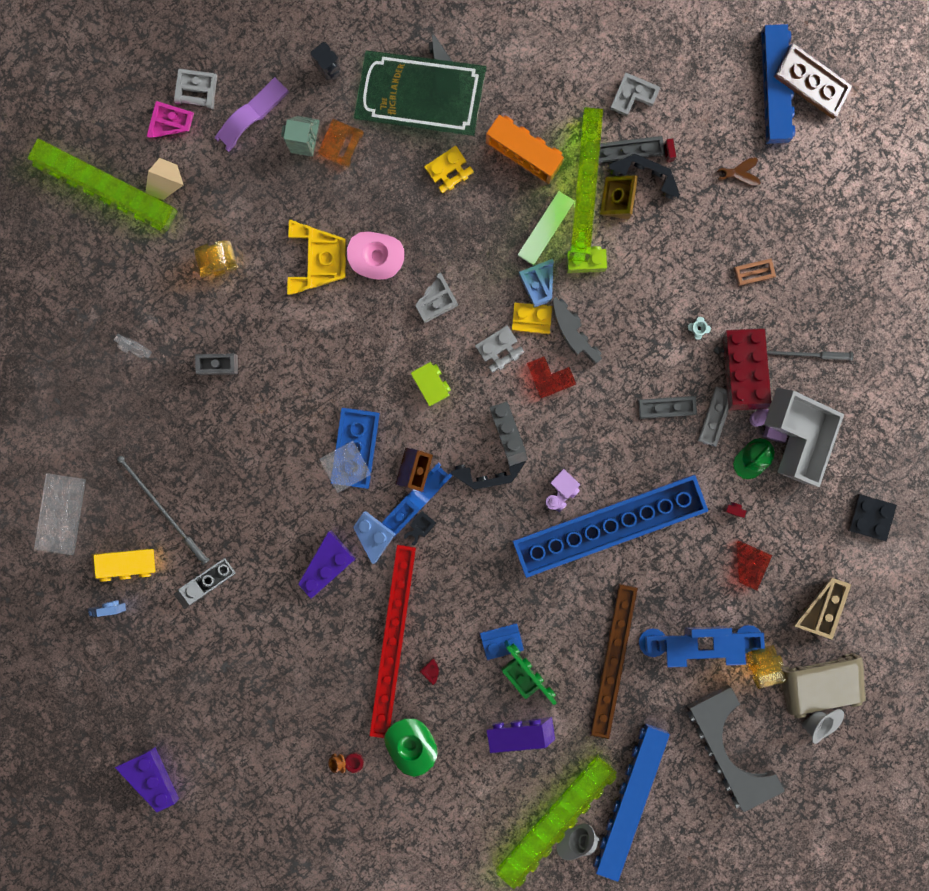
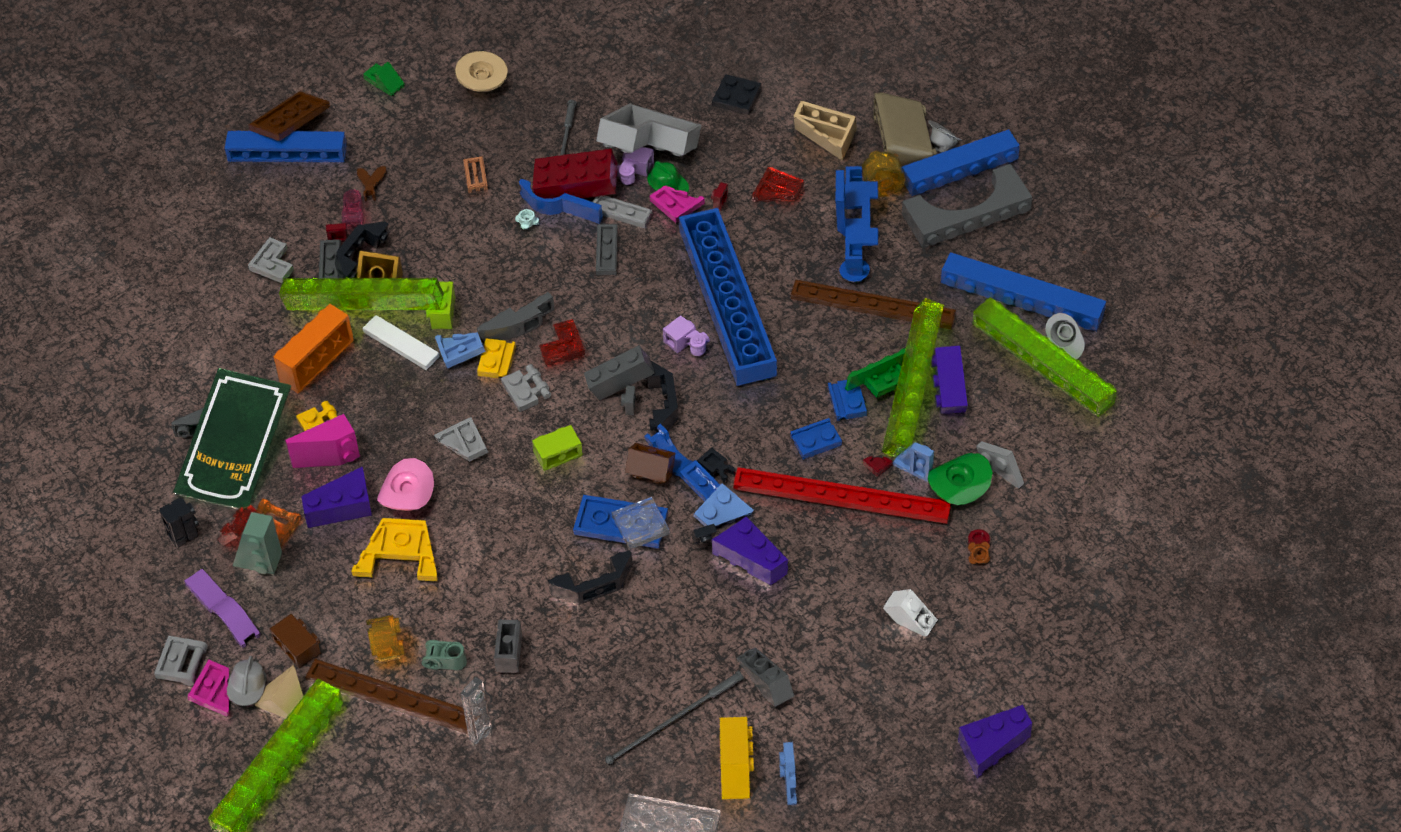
camera: 85 degrees left, 35 degrees down
(171, 271) = (389, 695): none -> reddish brown tile
(174, 148) = (246, 682): none -> light grey piece
(210, 306) = (442, 655): none -> sand green piece
(218, 182) = (295, 640): none -> reddish brown brick
(271, 705) = (910, 612): none -> white slope
(283, 406) = (564, 588): none -> black slope
(324, 110) = (234, 529): none -> clear red plate
(336, 523) = (704, 534): none -> black plate
(363, 200) = (338, 500): none -> dark purple wedge
(420, 186) = (324, 445): none -> dark pink slope
(426, 710) = (916, 460): none -> medium blue wing
(430, 784) = (1002, 462): none -> light grey wing
(456, 615) = (816, 438): none -> blue plate
(486, 443) = (628, 400): none -> dark grey plate
(514, 703) = (913, 377): none -> clear neon green brick
(695, 162) = (352, 208): none -> clear pink piece
(718, 362) = (565, 203): none -> blue piece
(725, 468) = (675, 202): none -> dark pink wing
(790, 741) = (960, 162): none -> blue brick
(873, 167) = (384, 78): none -> green slope
(882, 262) = (481, 71): none -> tan hat

